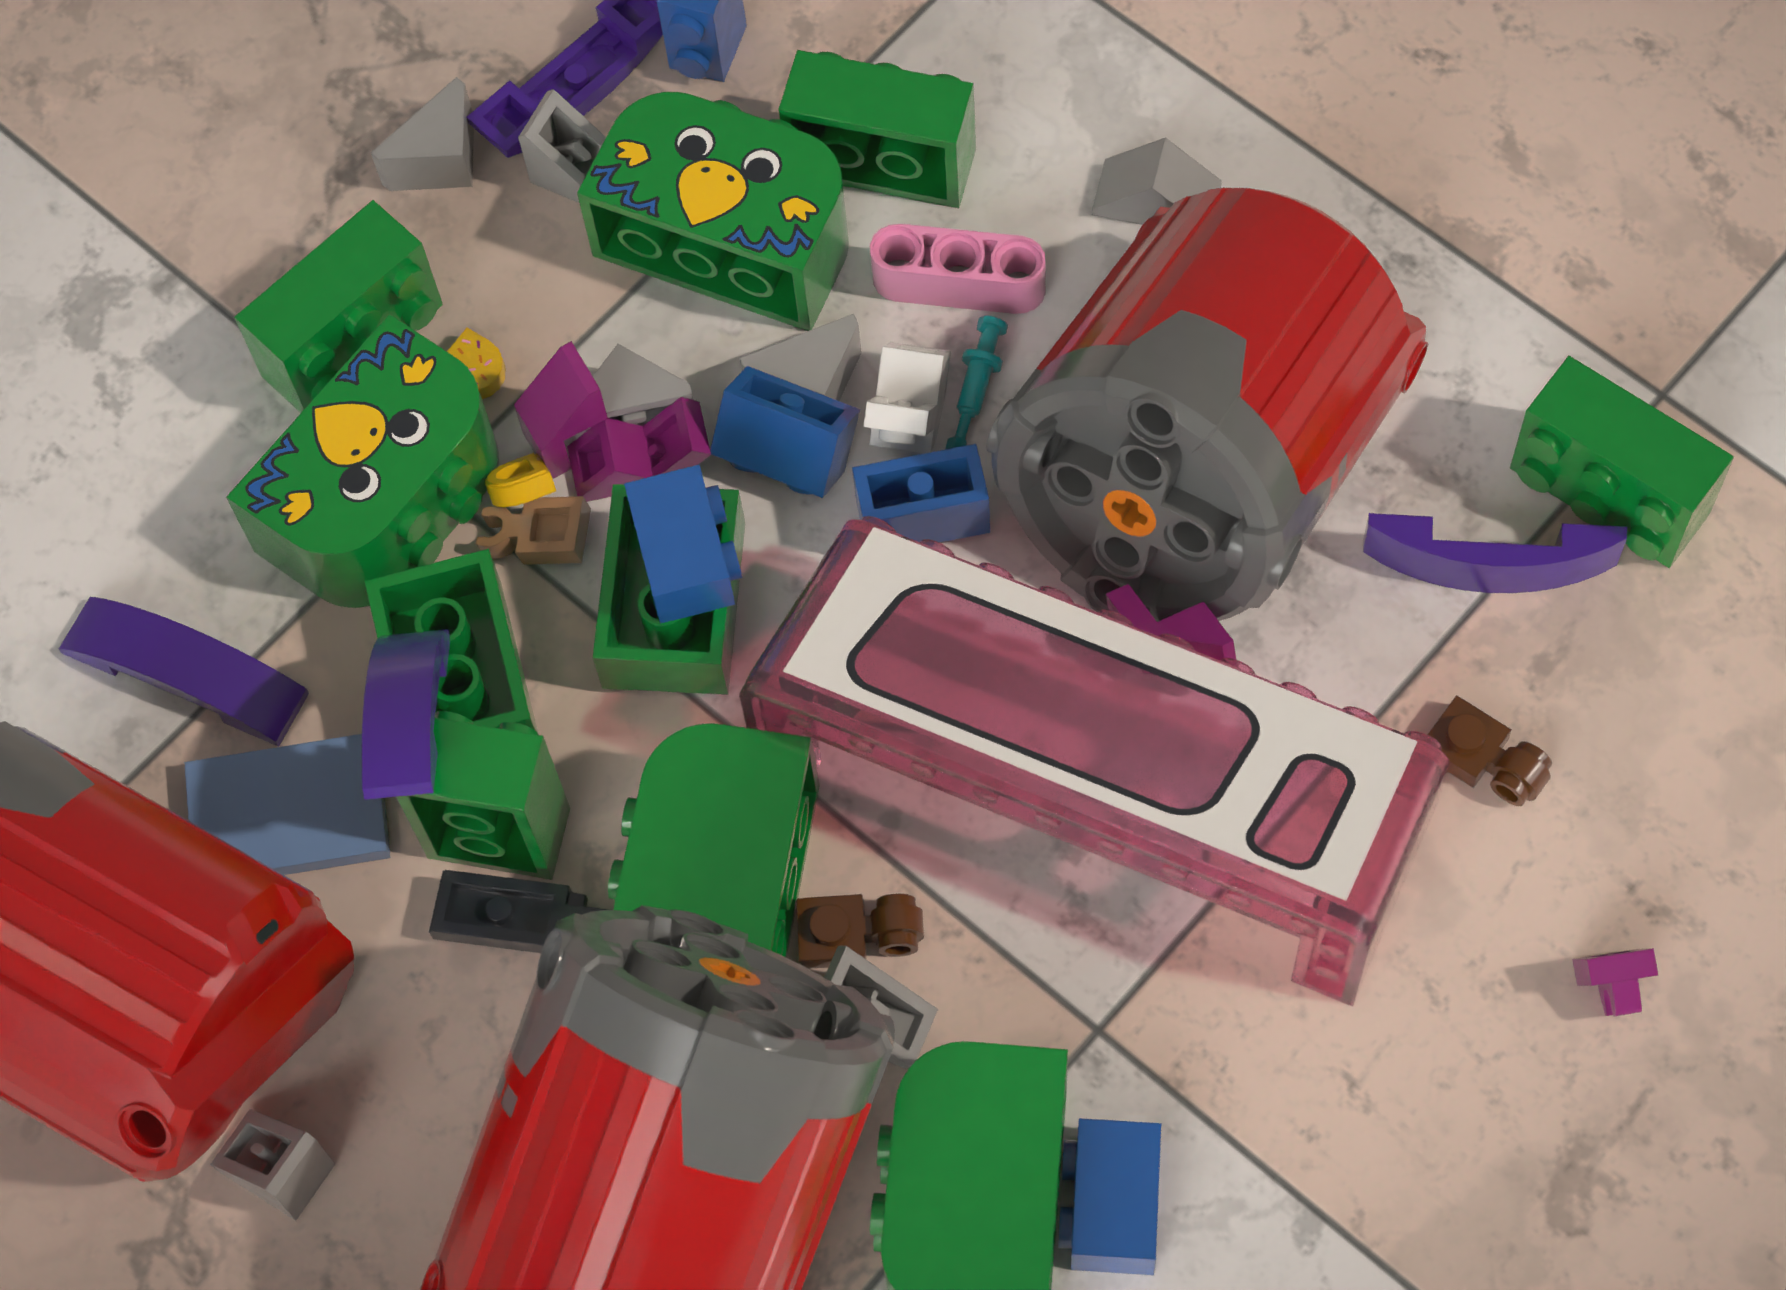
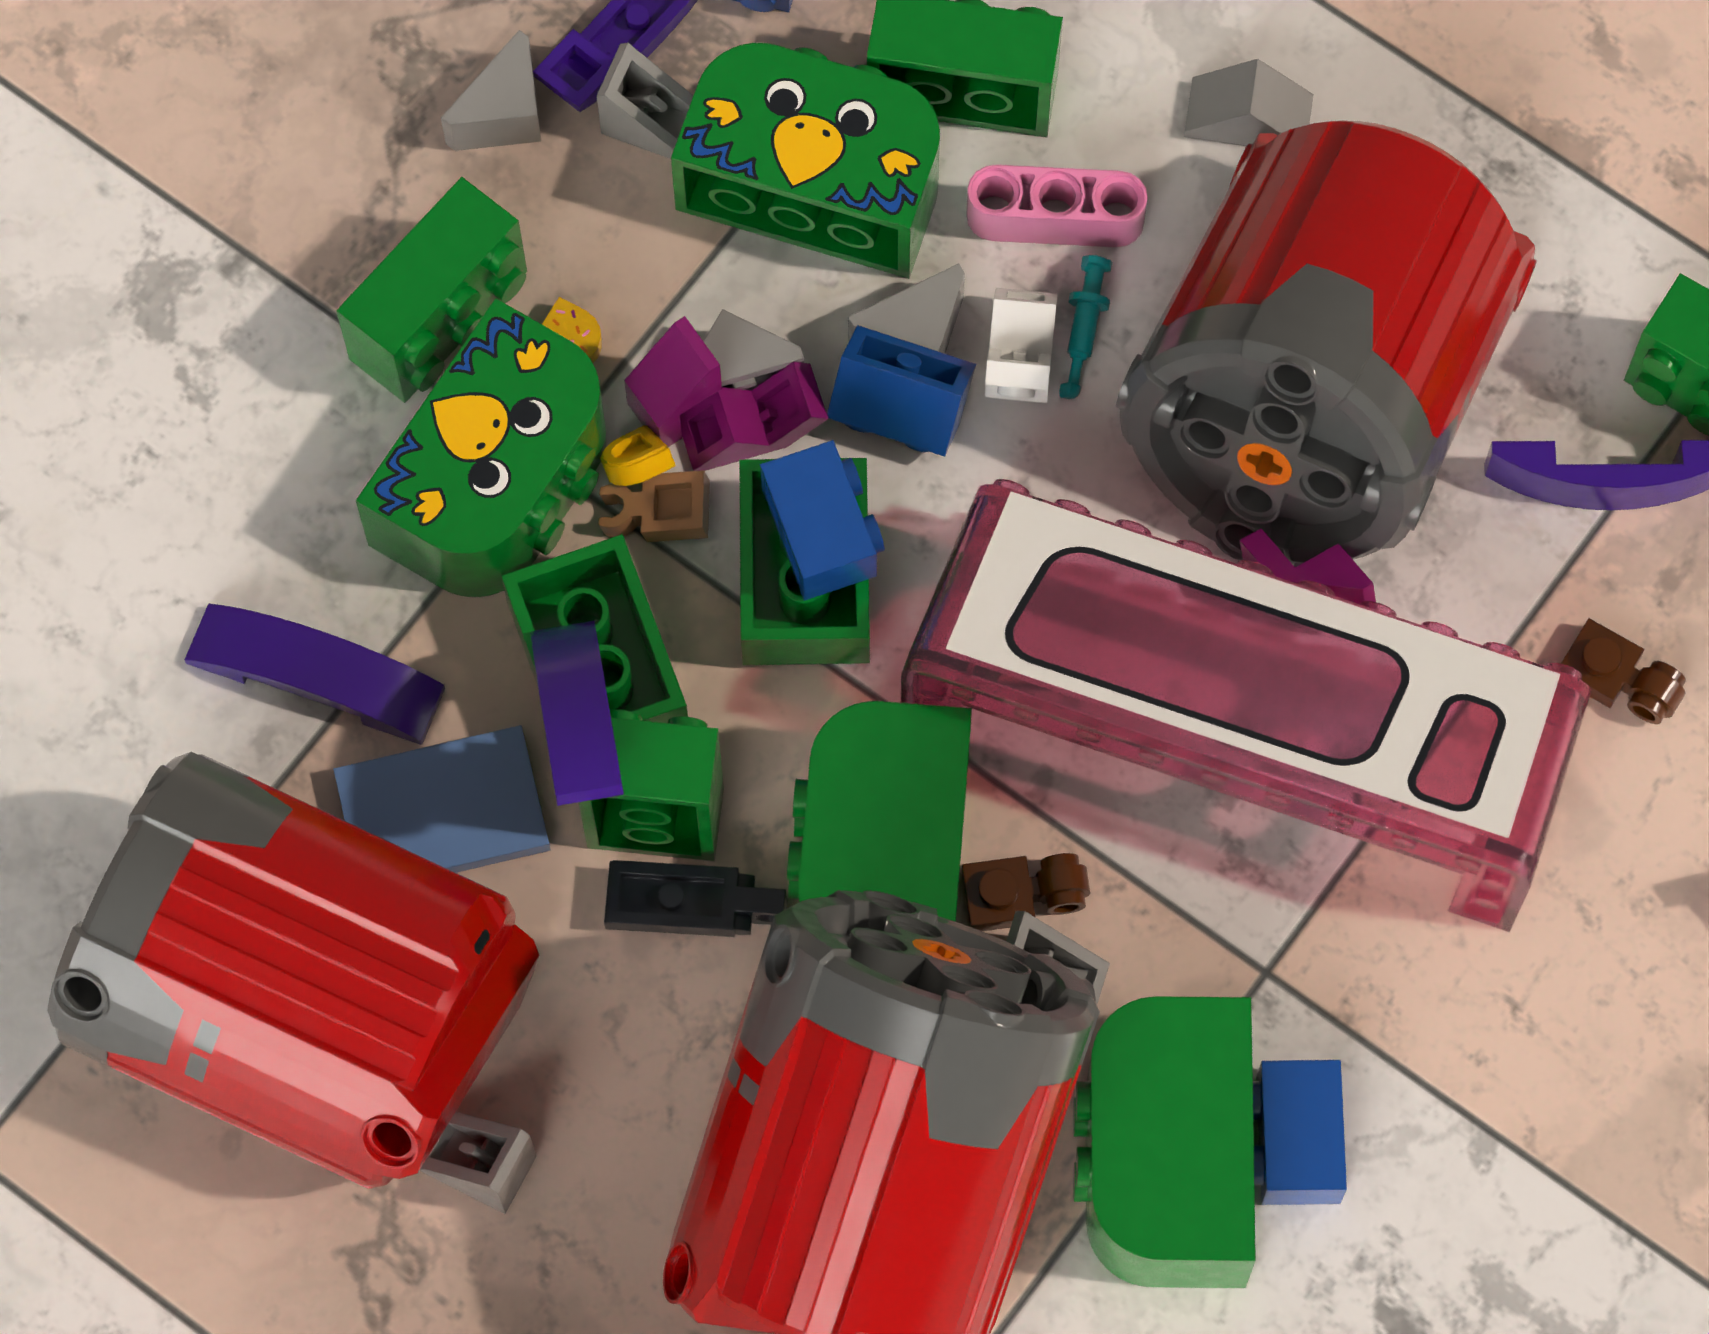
camera: 10 degrees left, 5 degrees up
(927, 494) = (1050, 449): blue brick -> none

